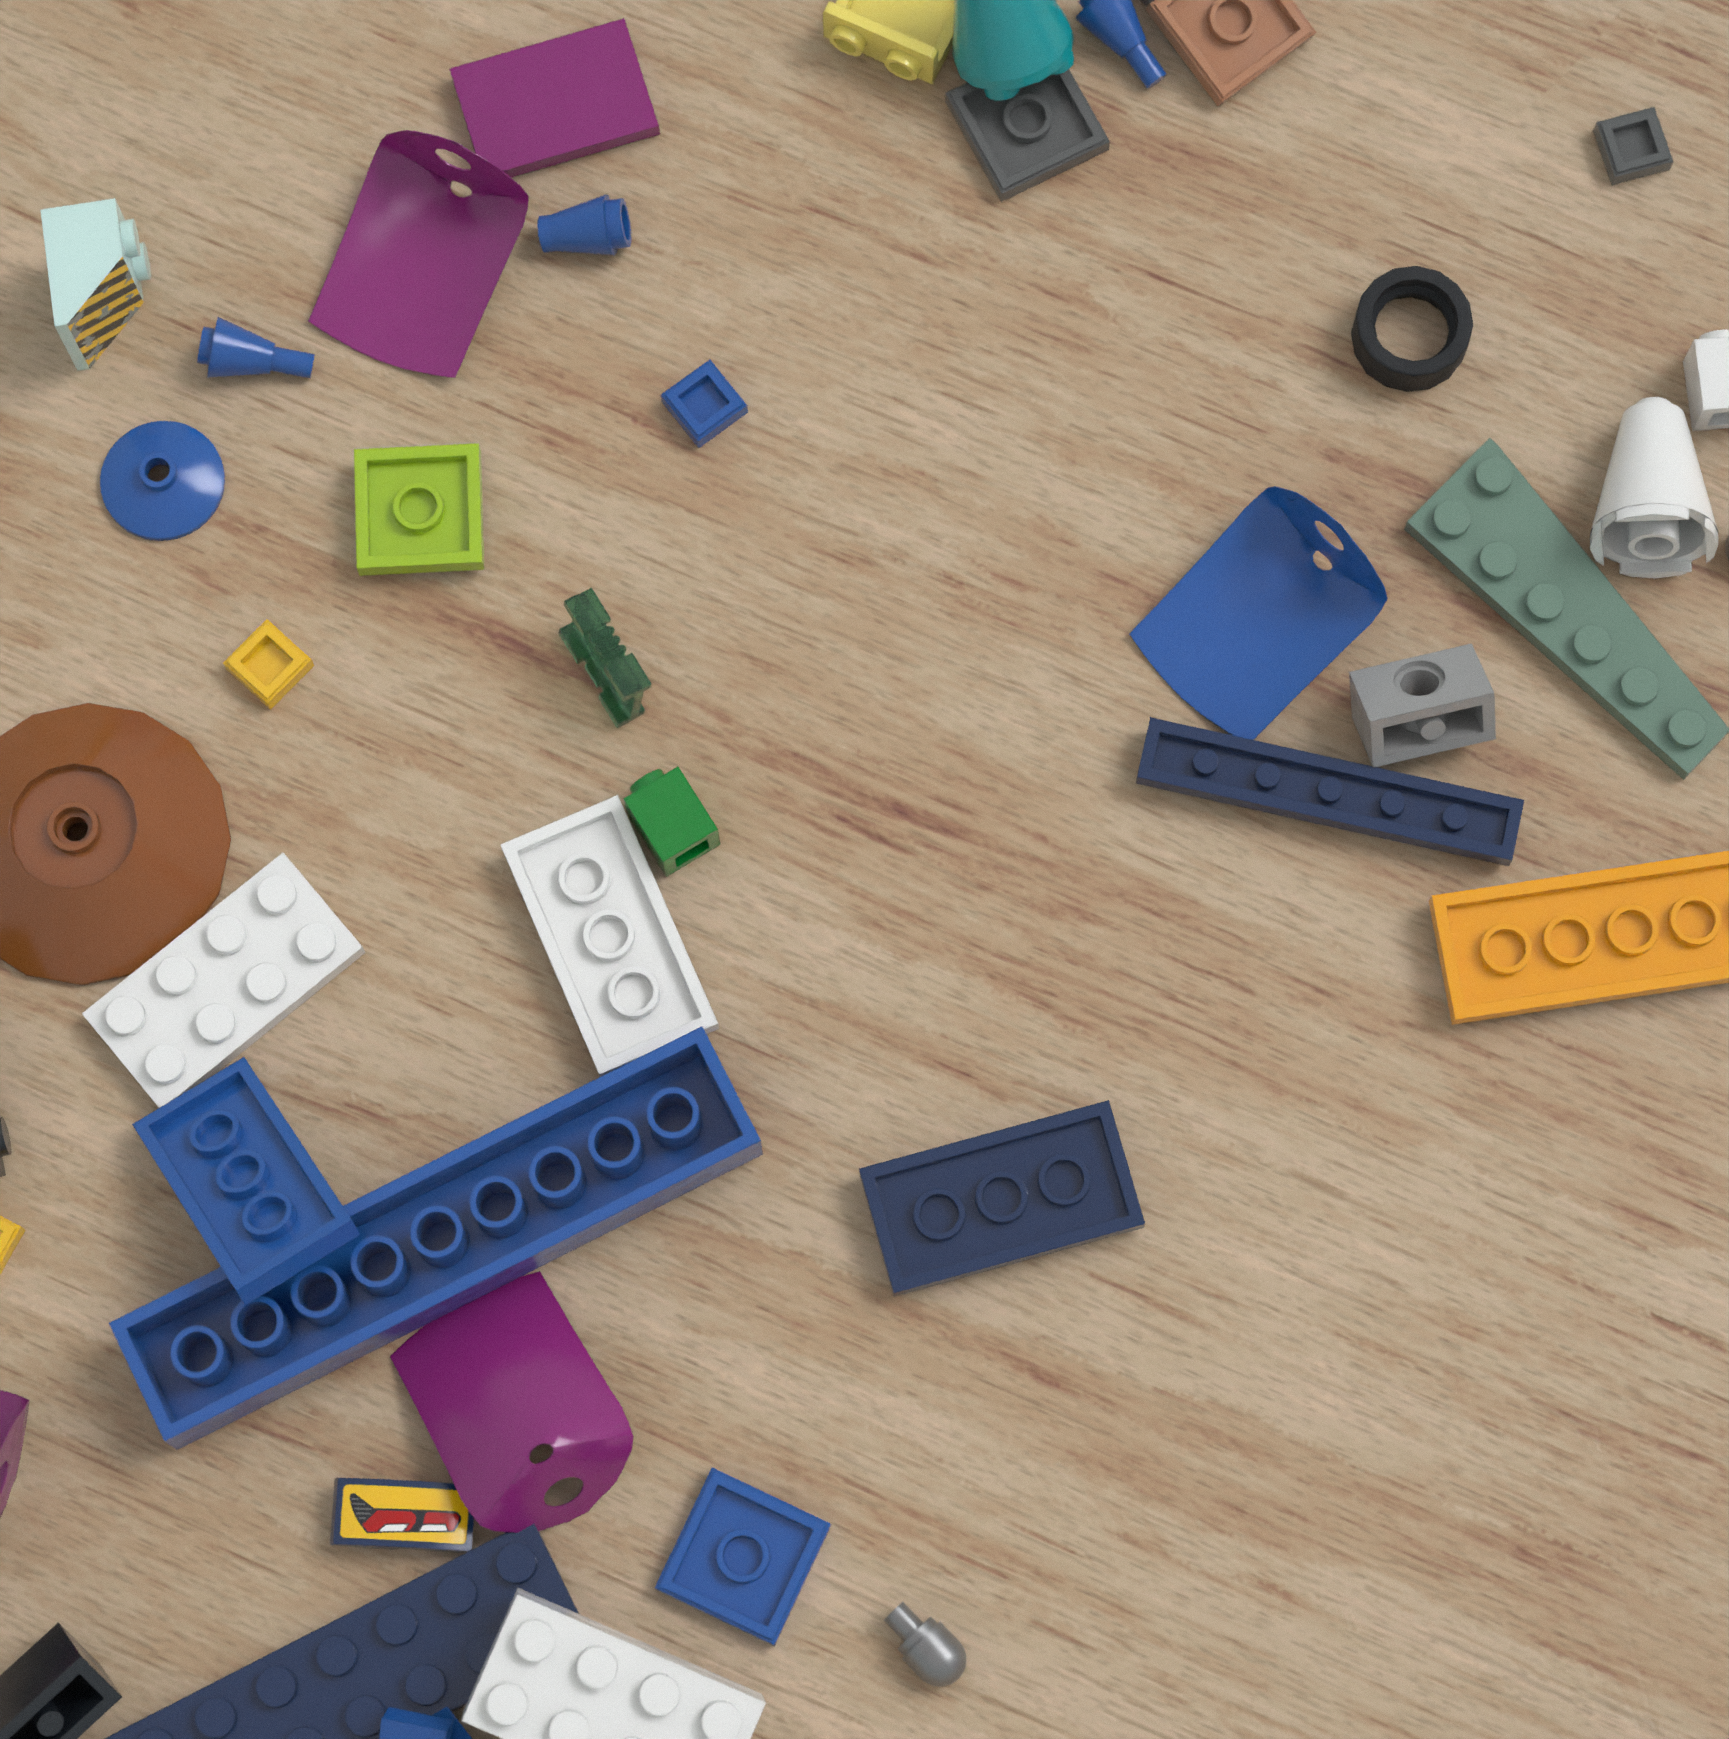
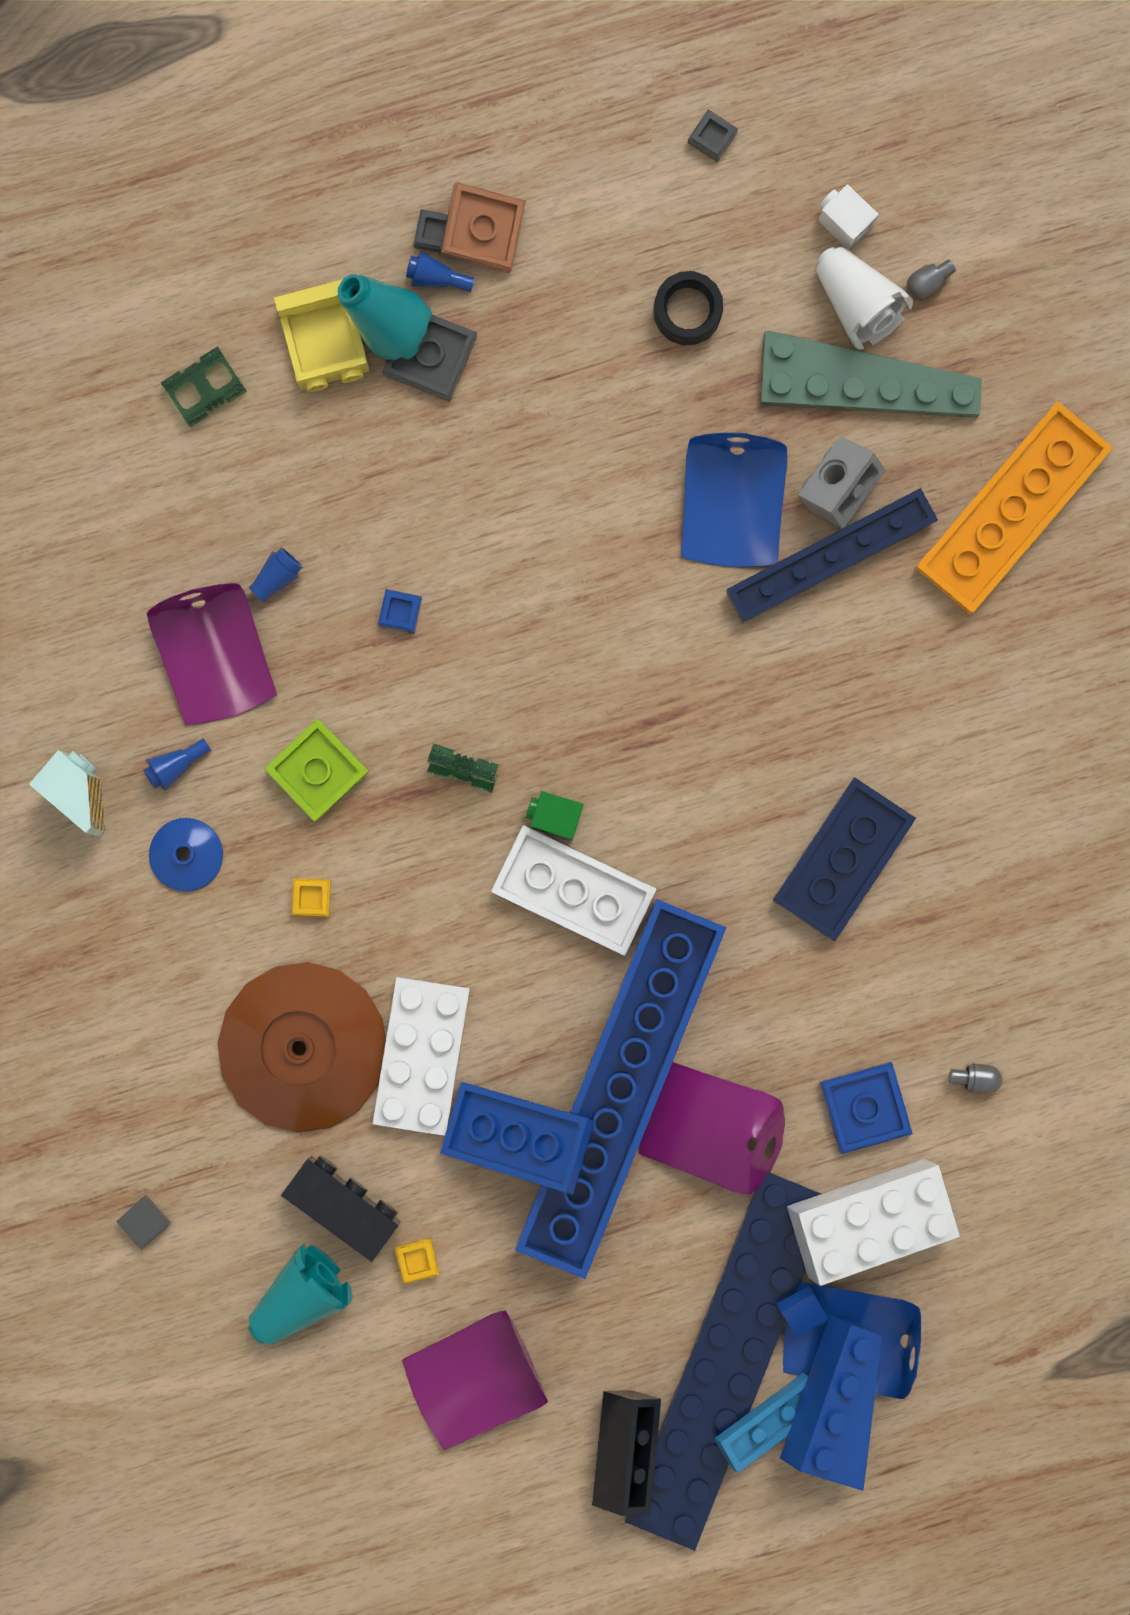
camera: 45 degrees left, 10 degrees up
(400, 1515) = (706, 1218): slope -> none
(556, 100) = (205, 525): magenta tile -> none

